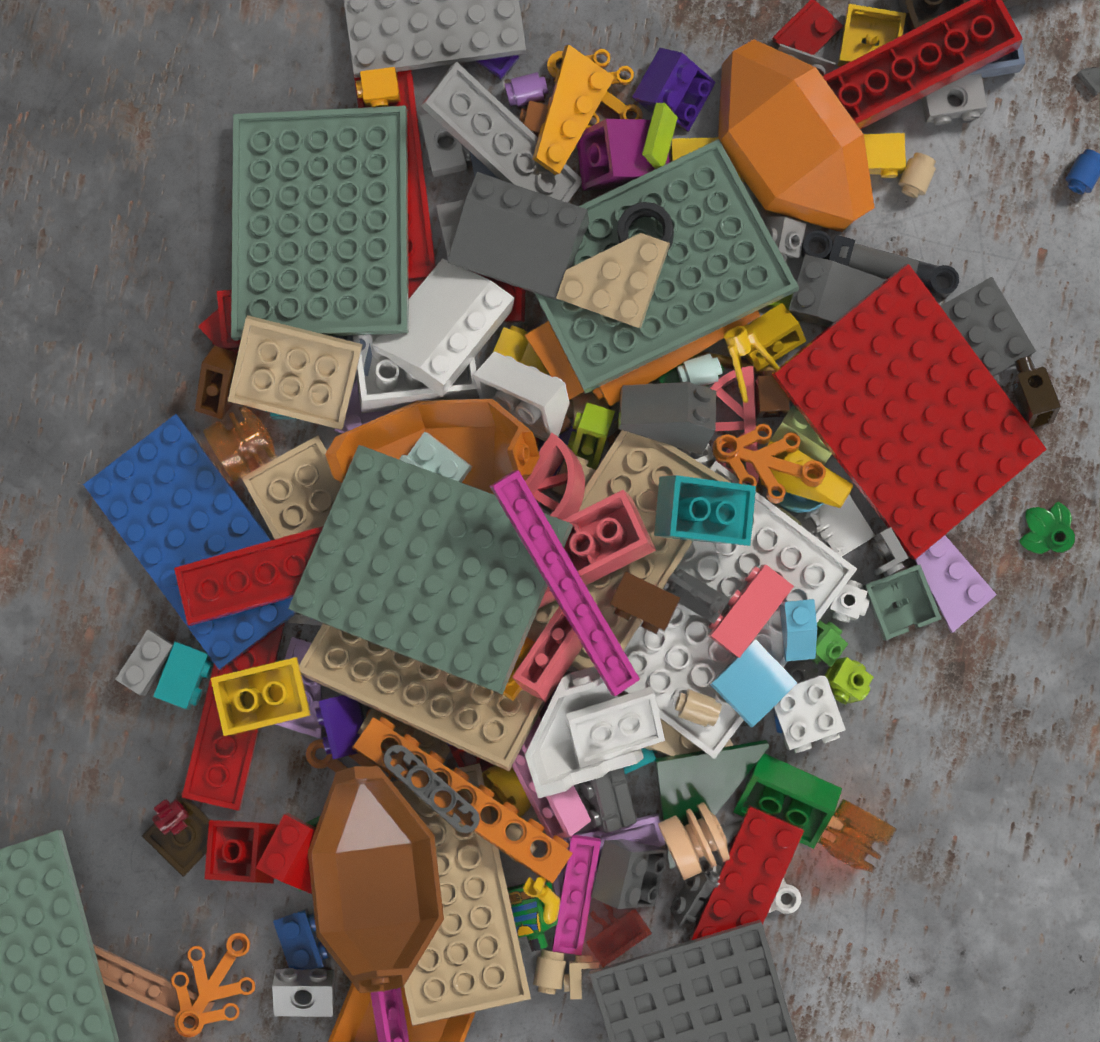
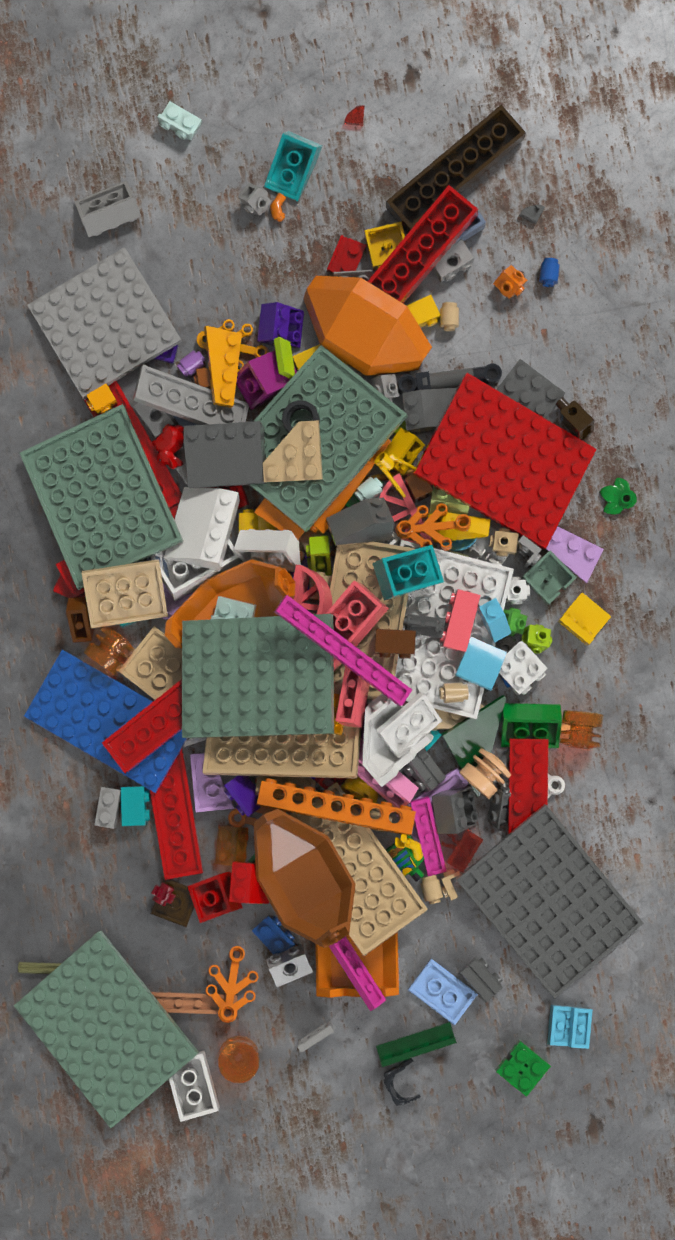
camera: 25 degrees left, 0 degrees up
(260, 696) = (187, 798): yellow slope -> none
(295, 788) = (231, 845): none -> clear orange bracket
(428, 792) = (314, 811): dark grey beam -> none
(445, 189) = (168, 444): none -> red animal
(870, 525) = (510, 539): none -> tan brick
(927, 682) = (584, 619): none -> yellow bracket
(1024, 163) = (510, 282): none -> orange brick

